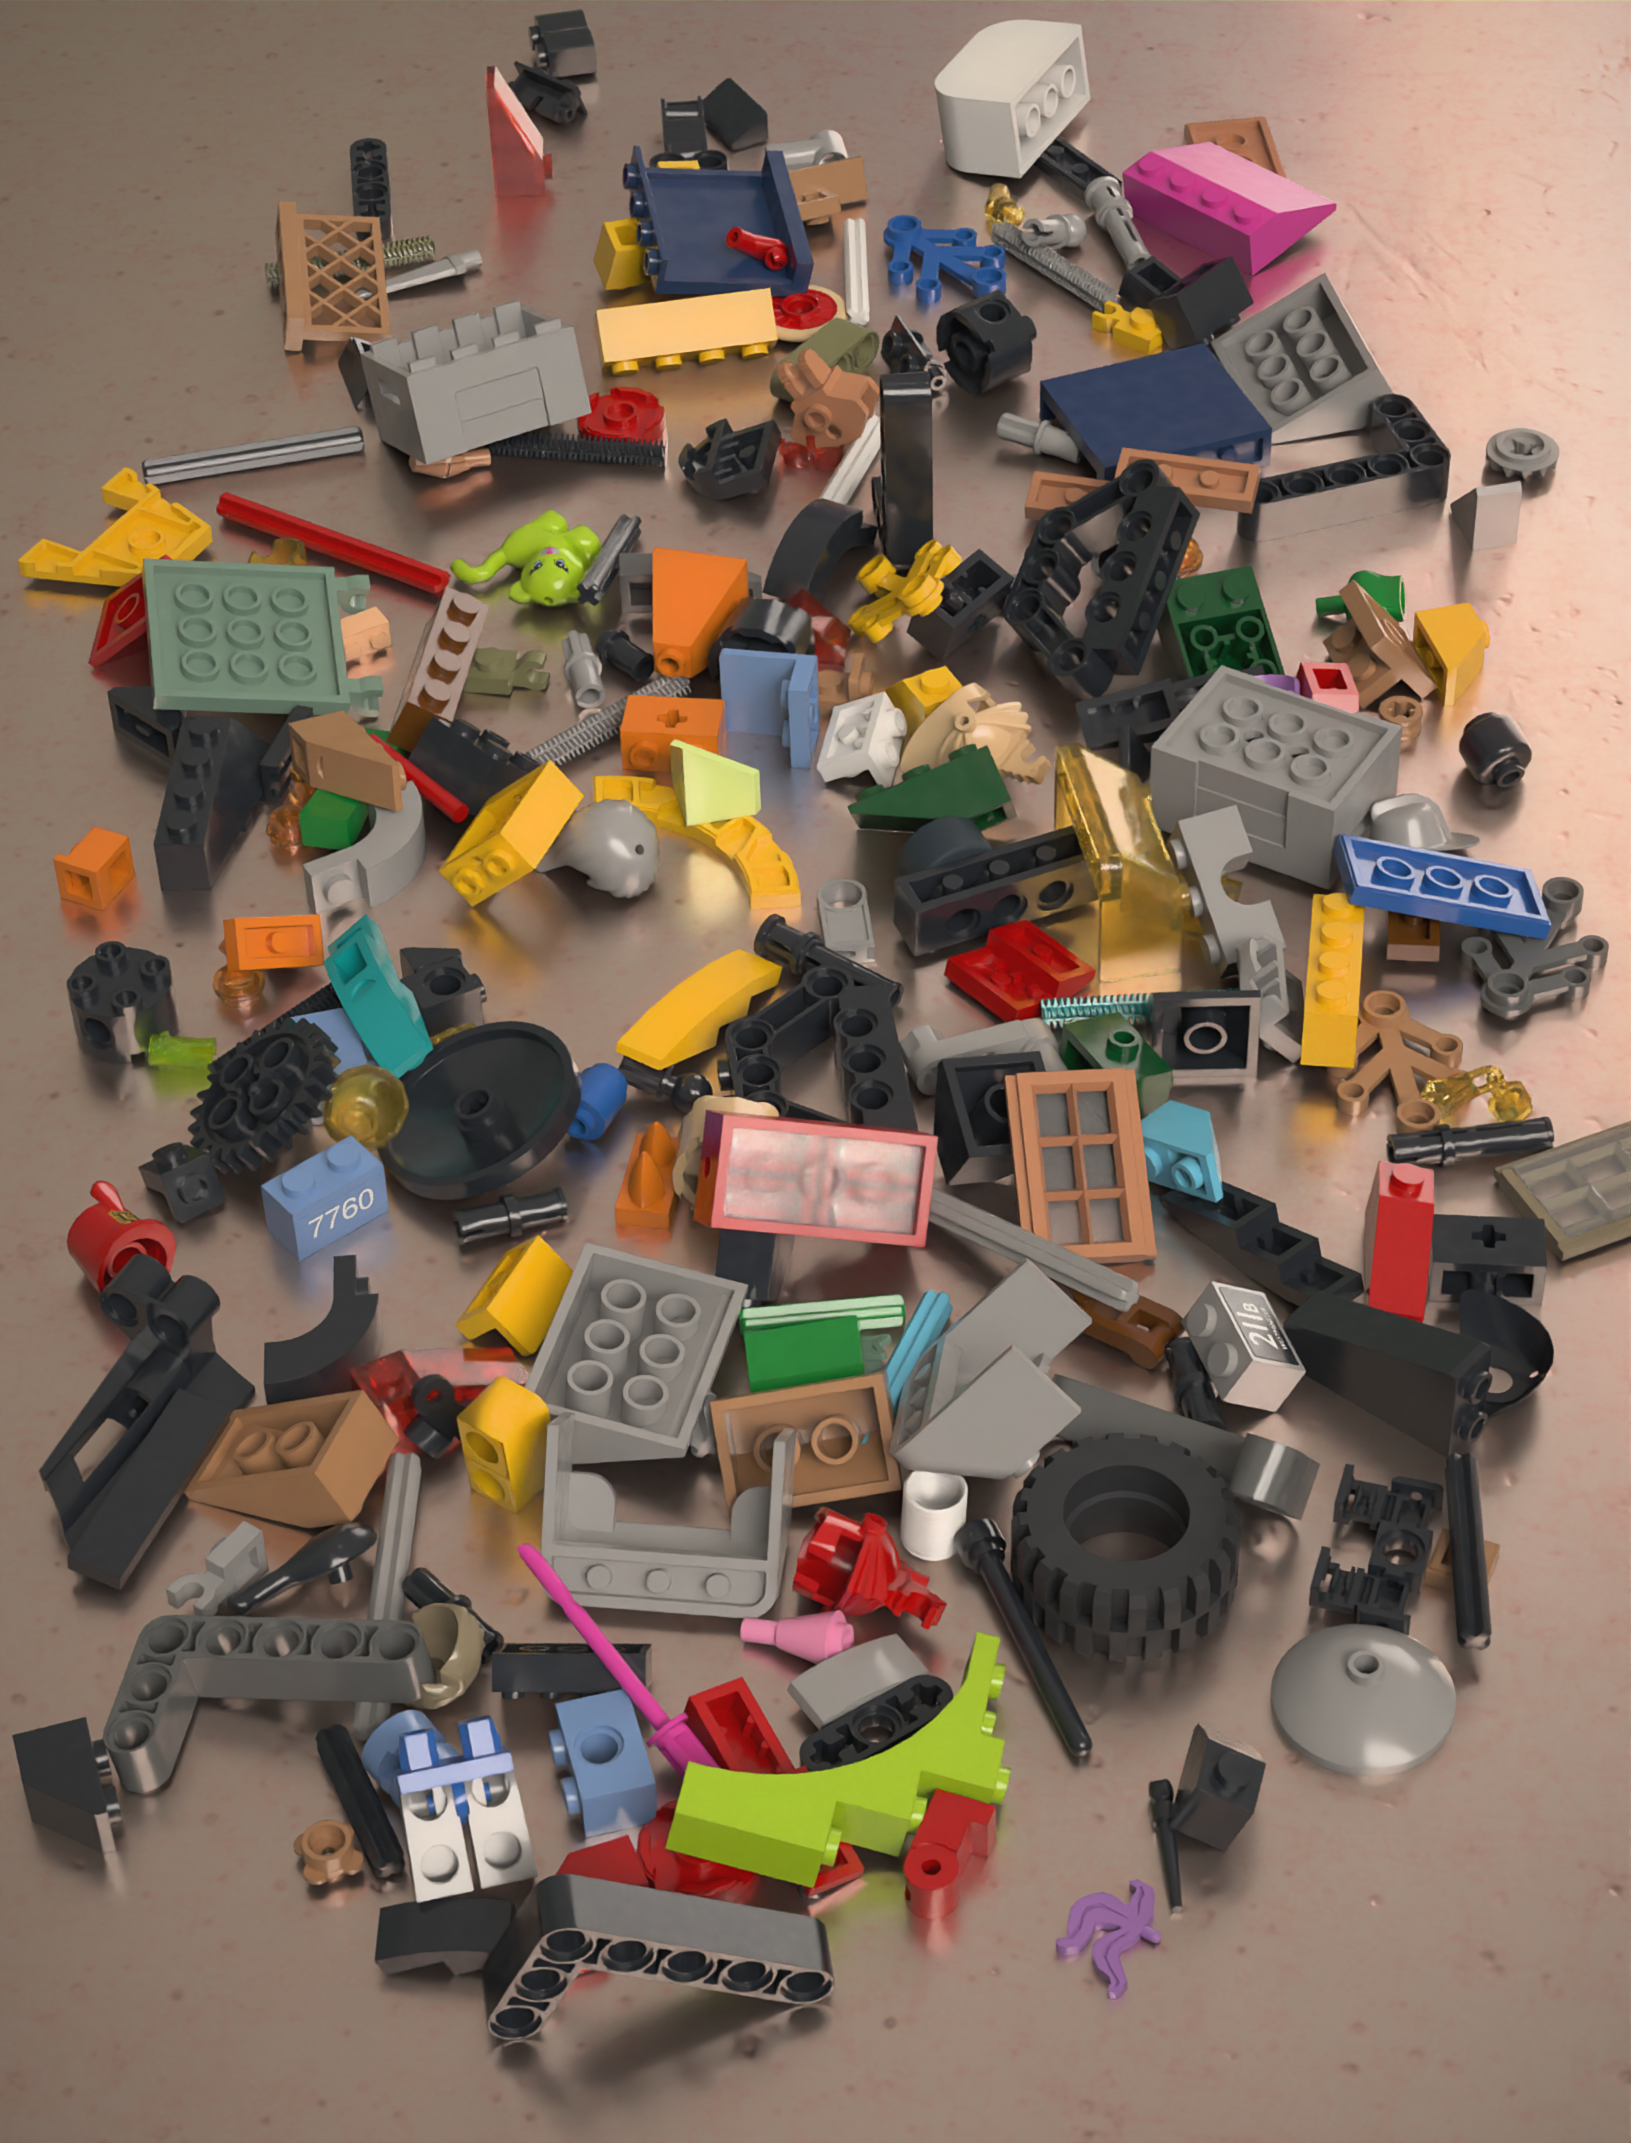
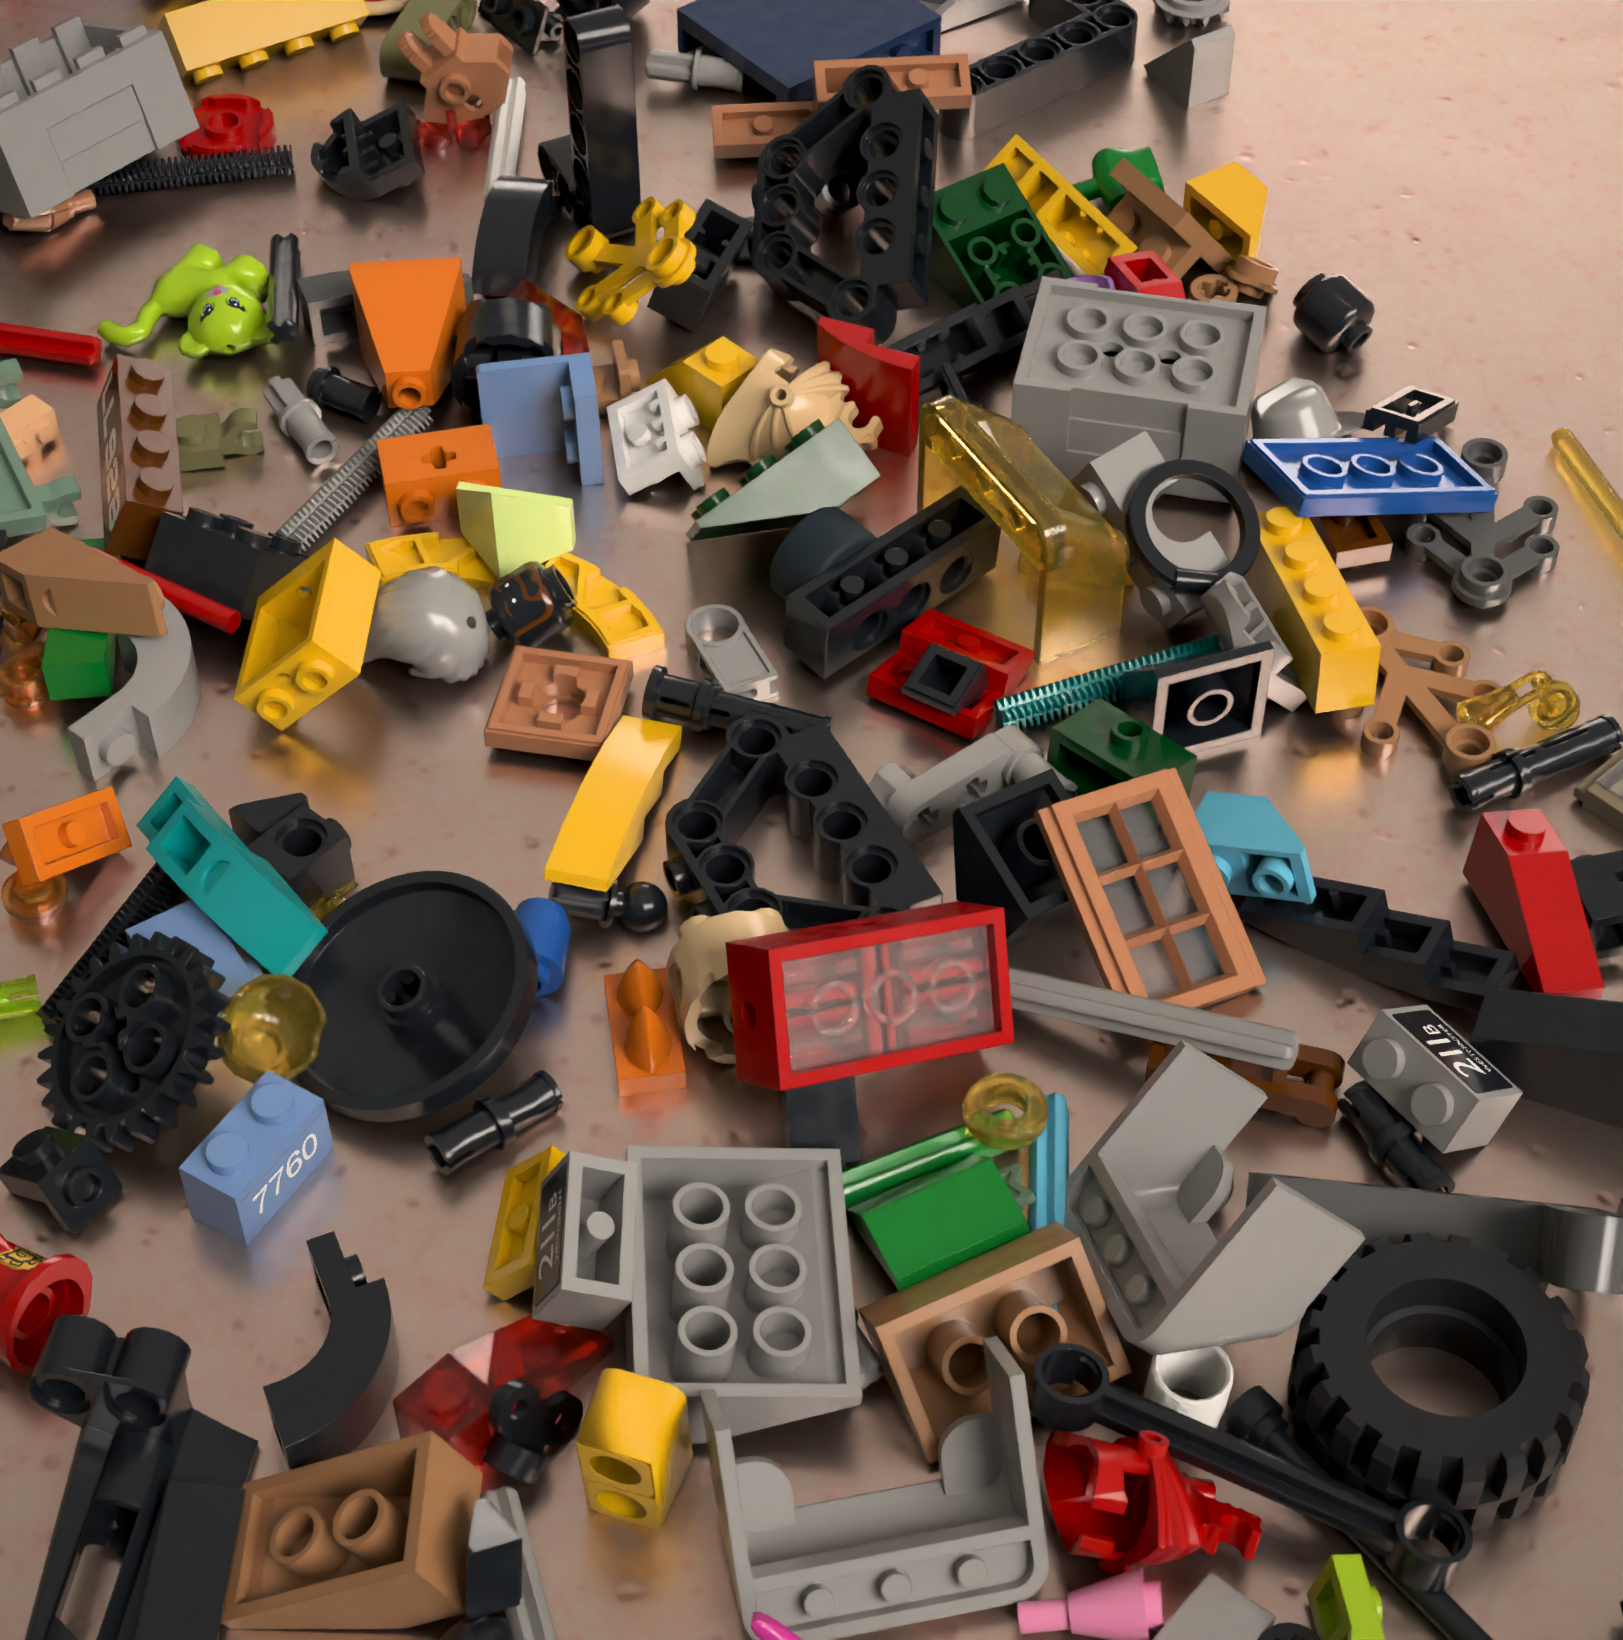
camera: 20 degrees left, 5 degrees up
(372, 1488) = (492, 1562): none -> black slope
(528, 1299) = (586, 1241): none -> light grey brick
(687, 908) = (550, 677): none -> nougat piece
(699, 849) = (530, 605): none -> black head
(892, 1277) = (1005, 1133): none -> clear yellow piece
(954, 1567) = (1253, 1468): none -> black piece
(1006, 975) = (946, 680): none -> black slope
(1050, 717) = (879, 381): none -> red slope
(1235, 935) = (1164, 571): none -> black piece
(1295, 610) = (1062, 210): none -> yellow slope
(1443, 705) = (1253, 276): none -> medium nougat plate
(1516, 846) = (1418, 421): none -> black tile

